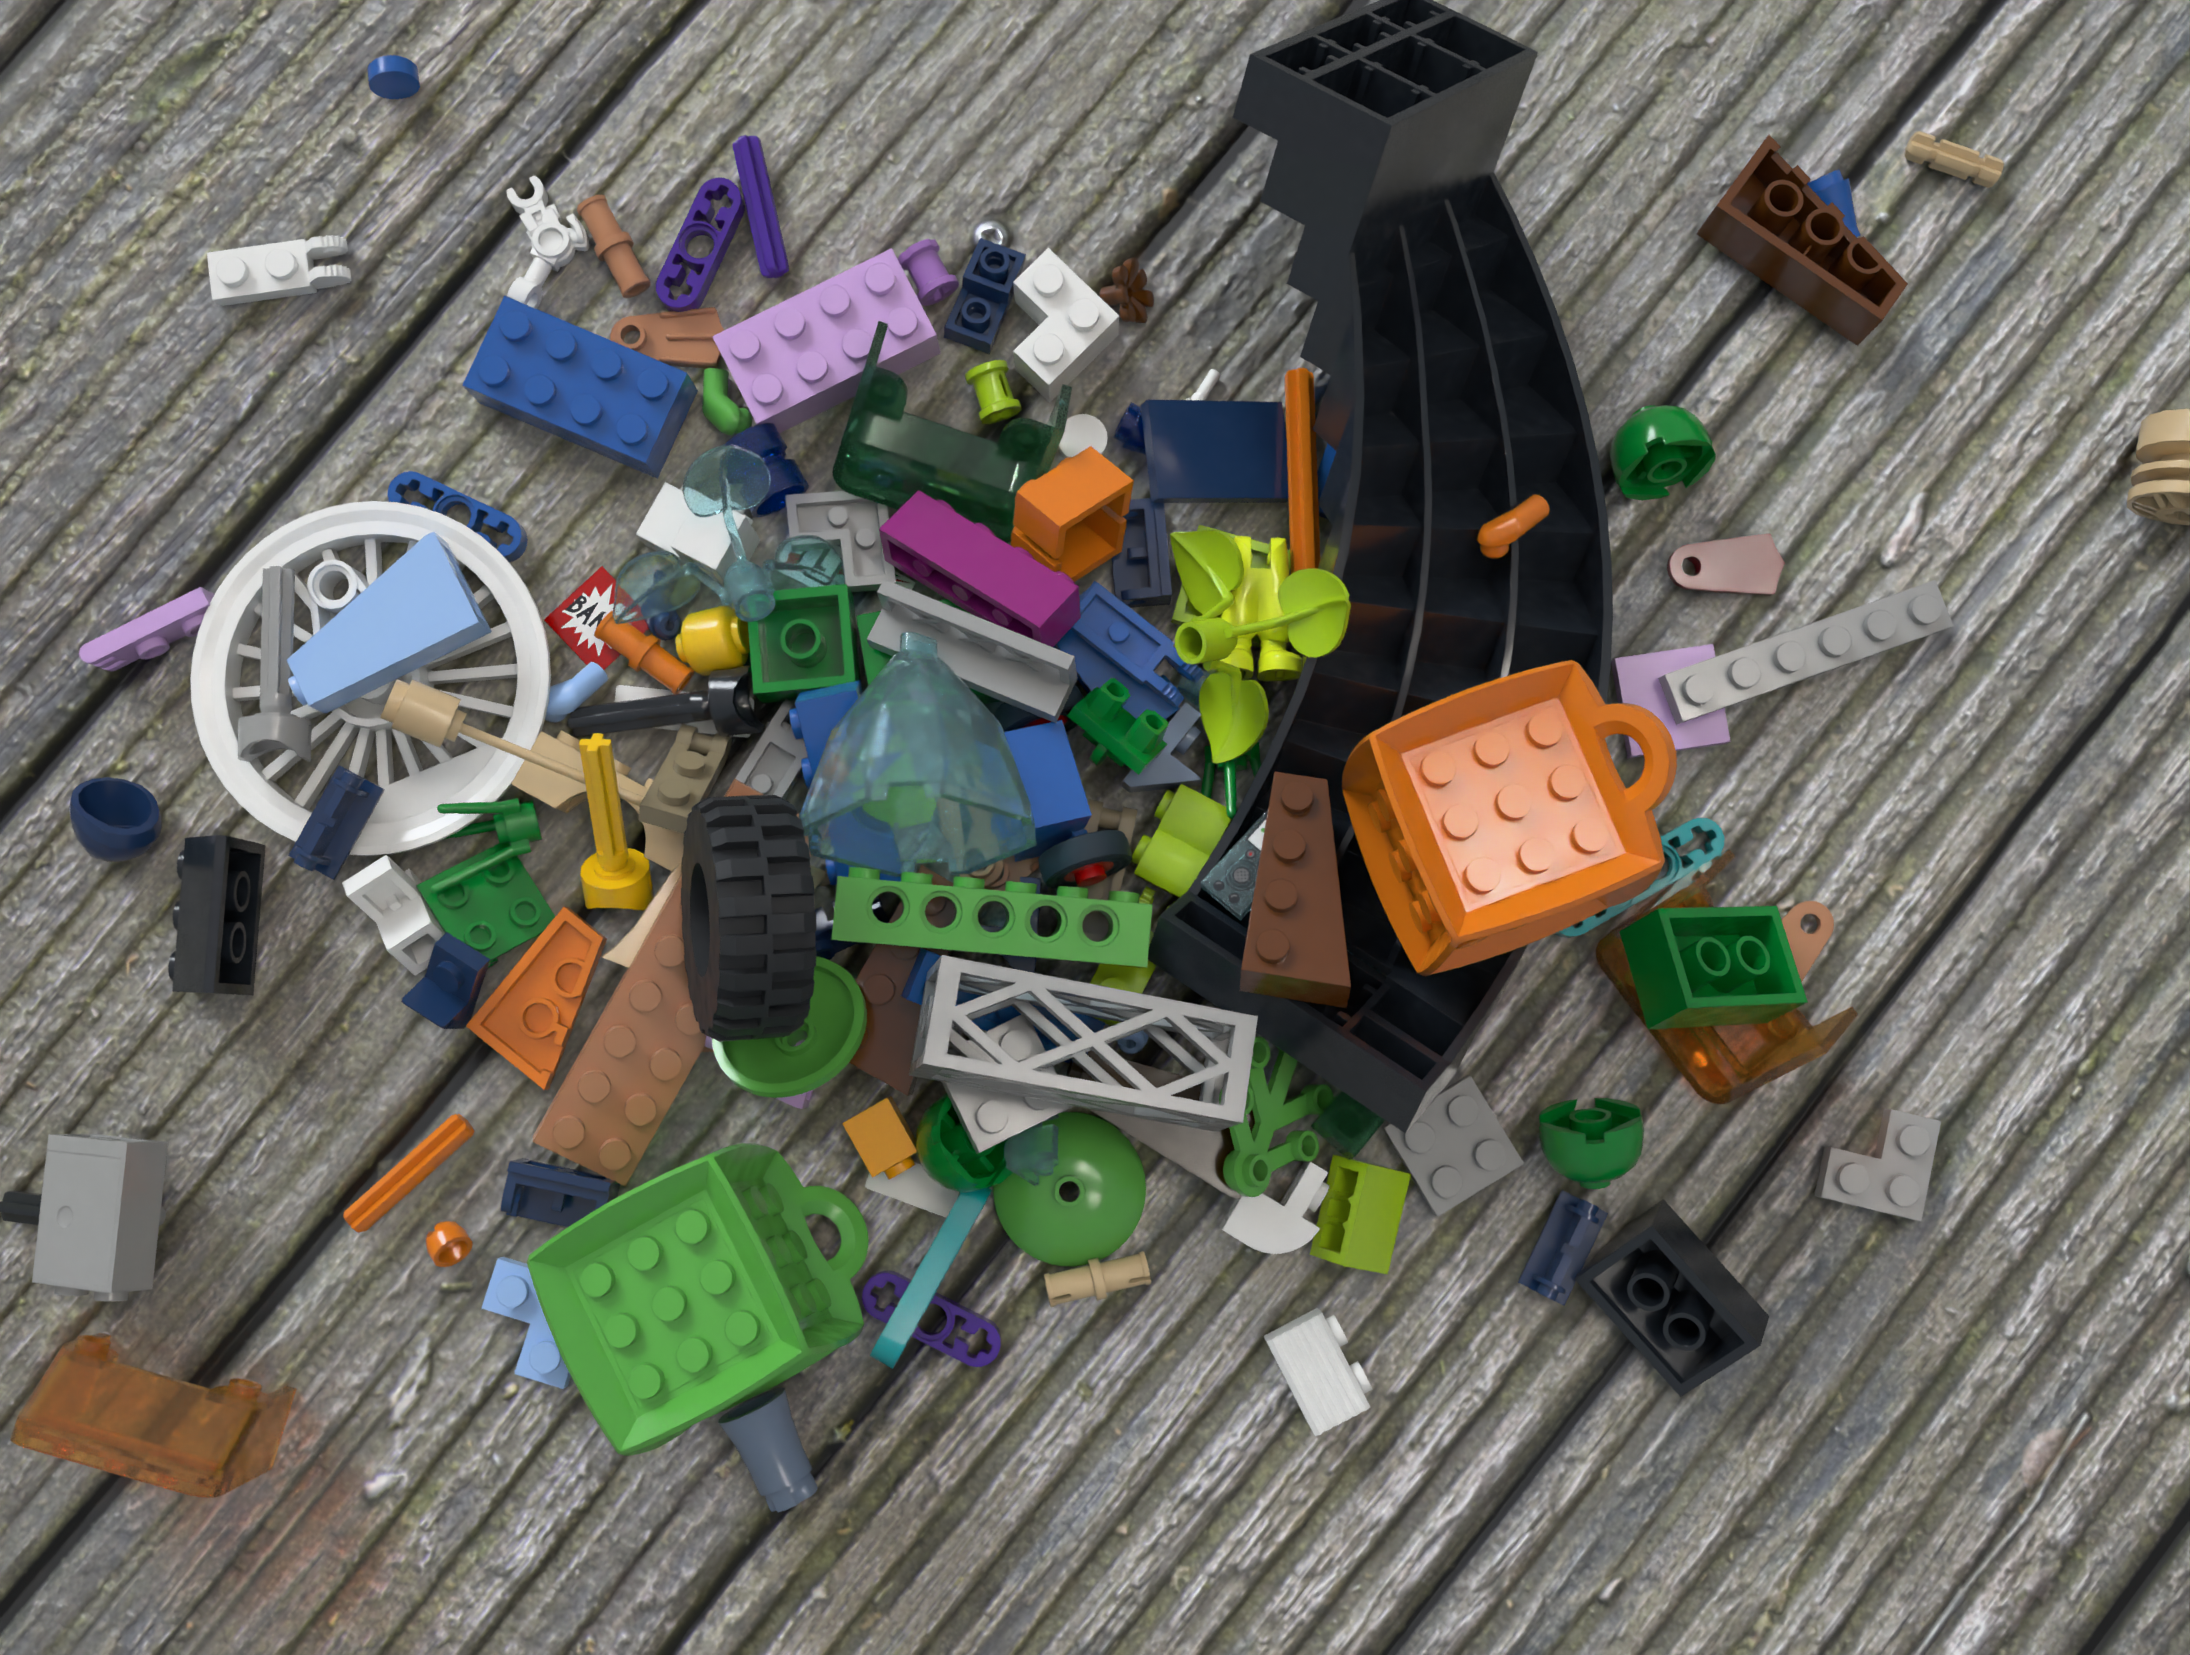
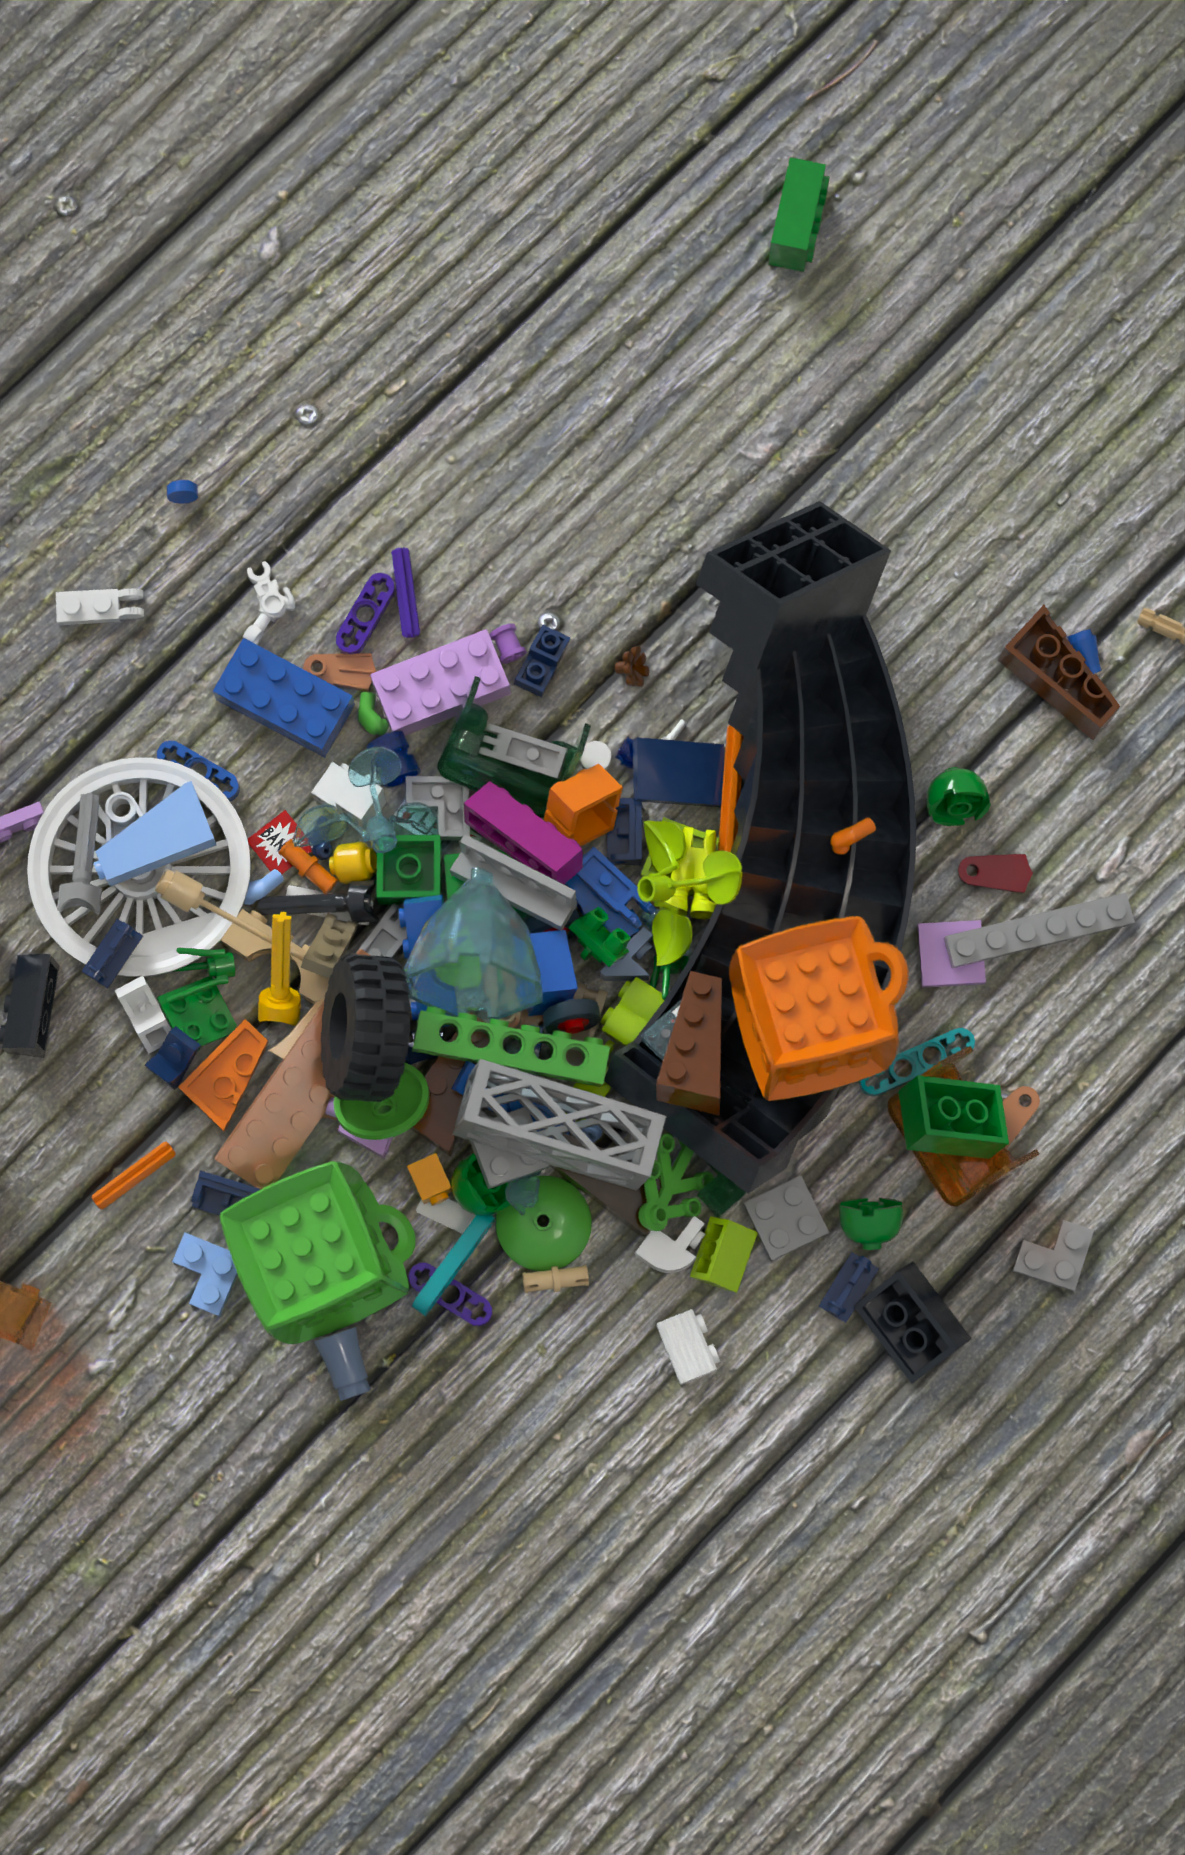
camera: 10 degrees right, 5 degrees down
(448, 1244) = (159, 1225): orange hinge -> none
(613, 246) = (311, 610): nougat pin -> none
(971, 439) = (525, 751): none -> light grey hinge
(993, 391) = (542, 721): lime bush -> none
(1071, 323) = (594, 688): white brick -> none

